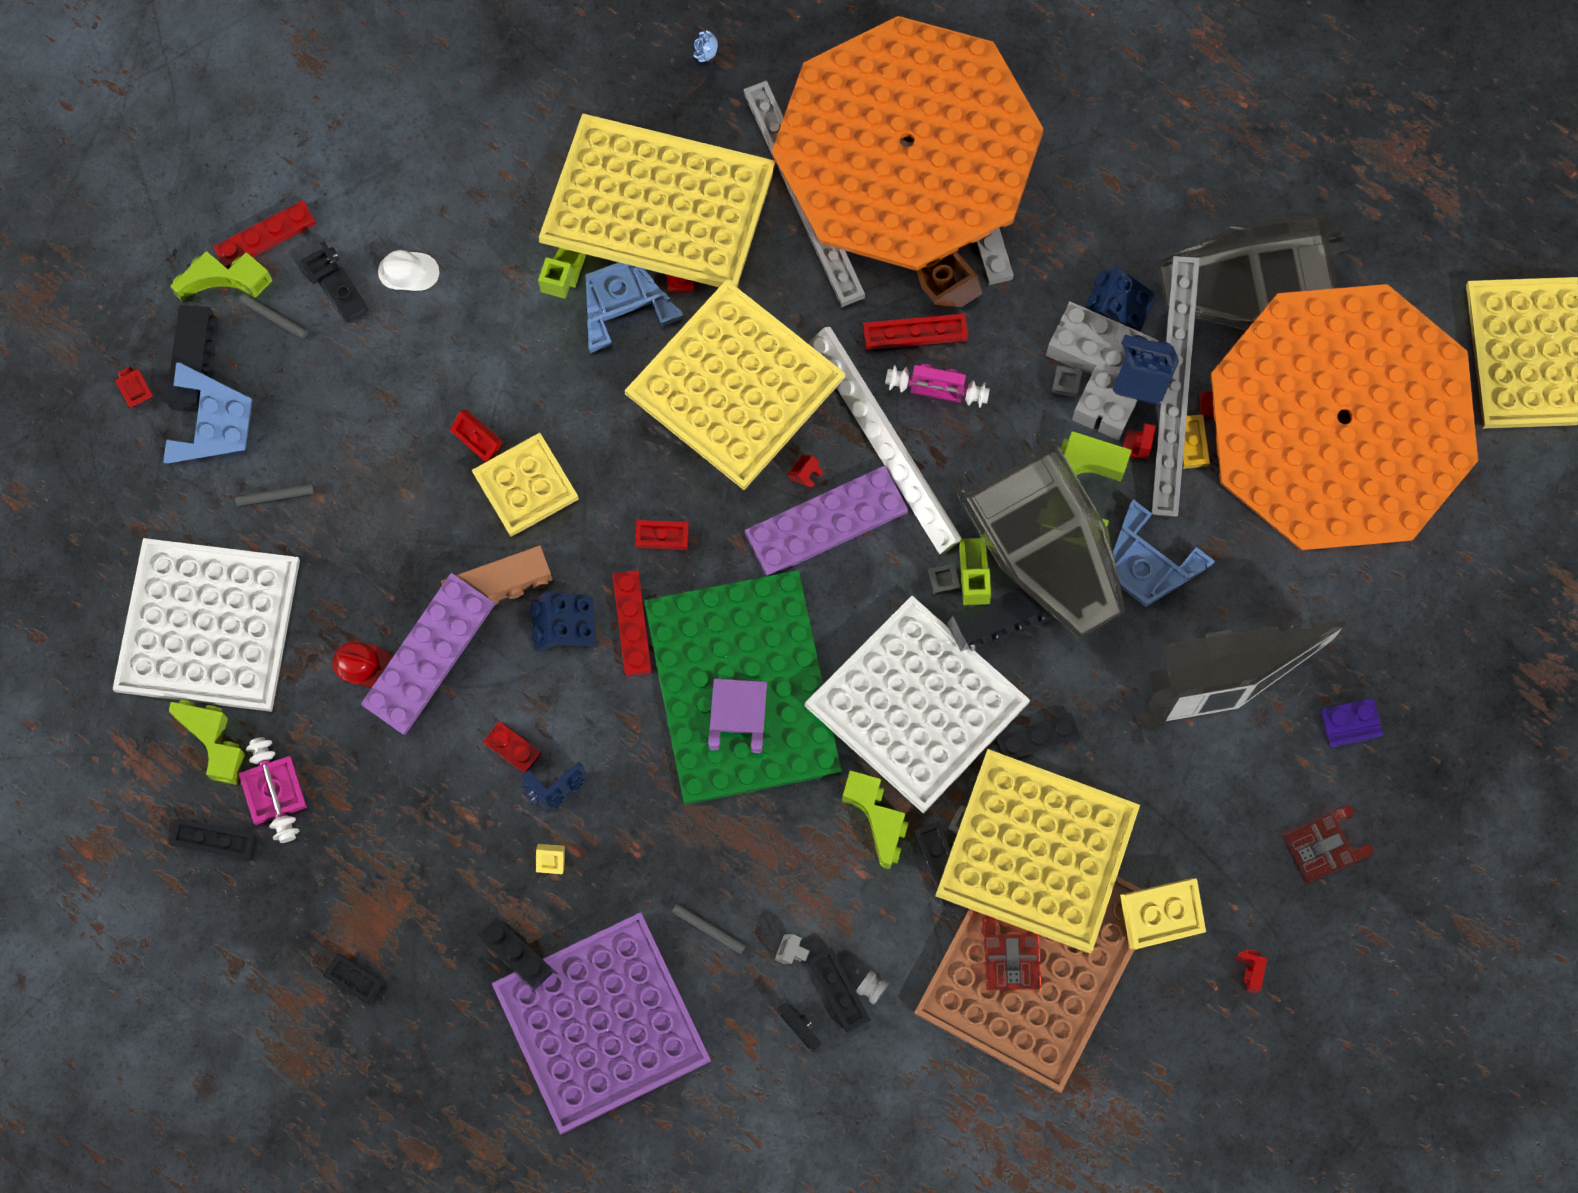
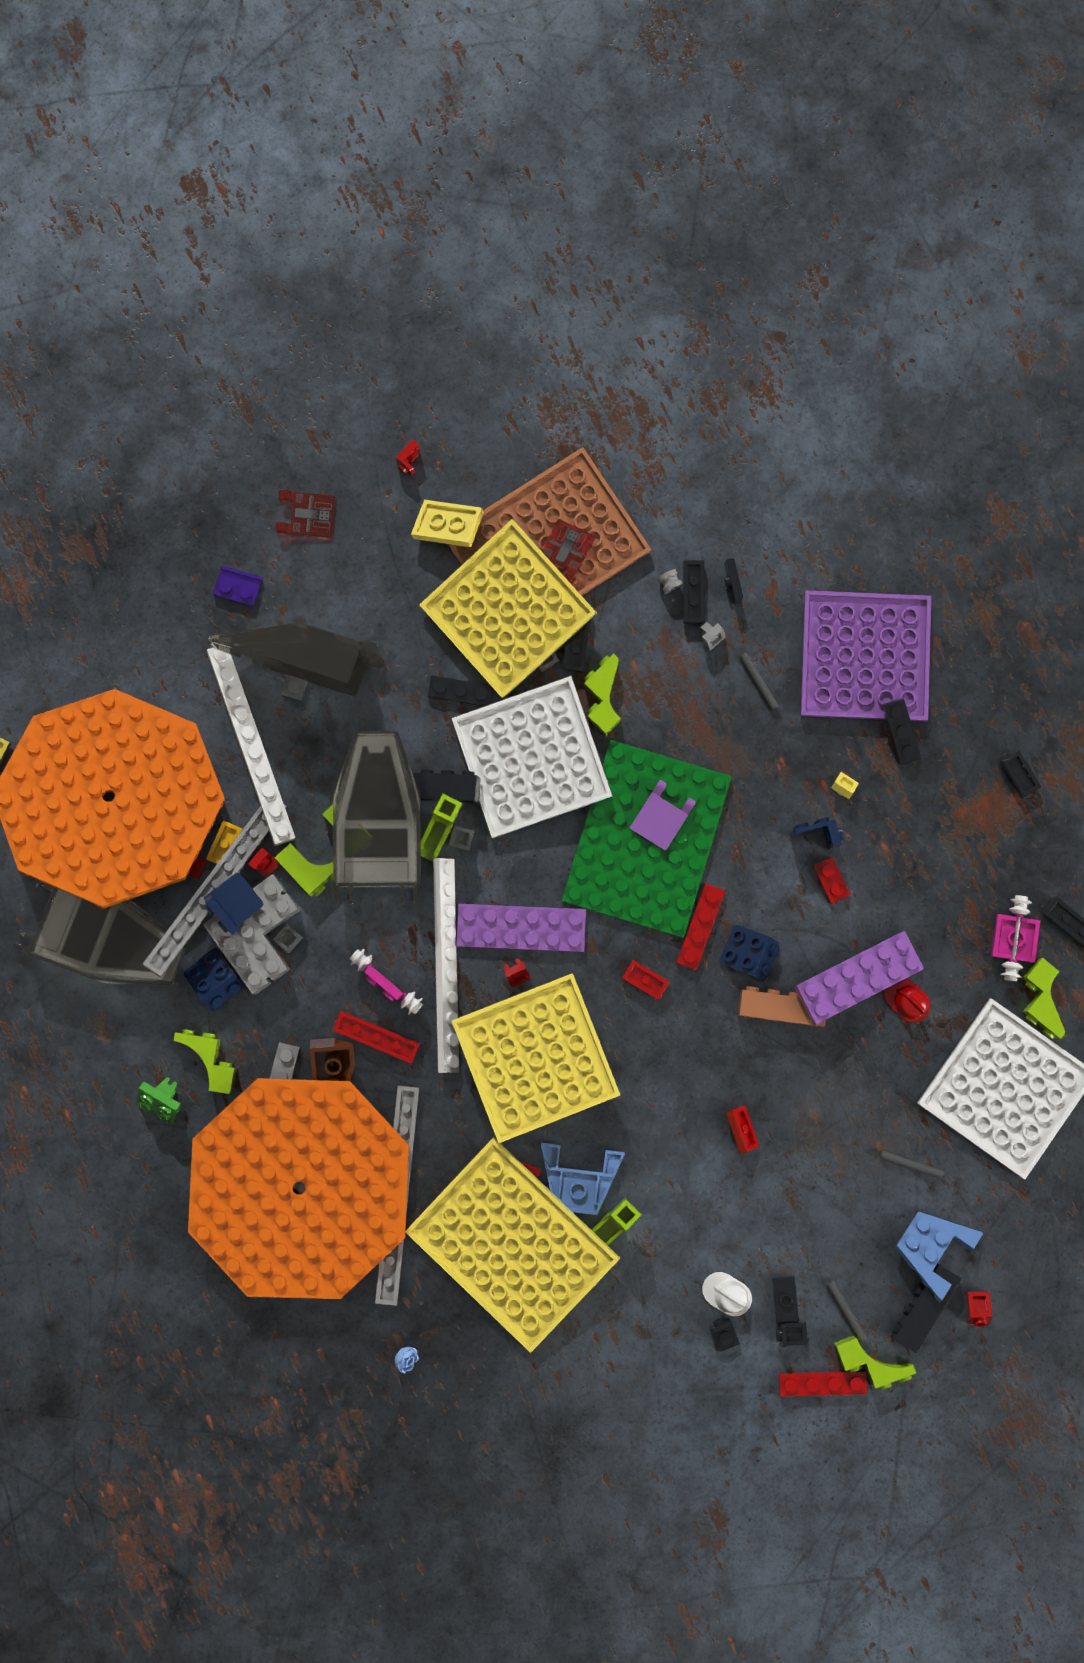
camera: 150 degrees left, 10 degrees up
(391, 230) = (724, 1334): none -> black bracket
(525, 484) = (725, 1072): light yellow plate -> none
(1085, 232) = (221, 1076): none -> lime arch
(1099, 156) = (160, 1100): none -> bright green plate
(1143, 569) = (317, 771): medium blue wing -> none
(1221, 549) = (251, 746): none -> white plate

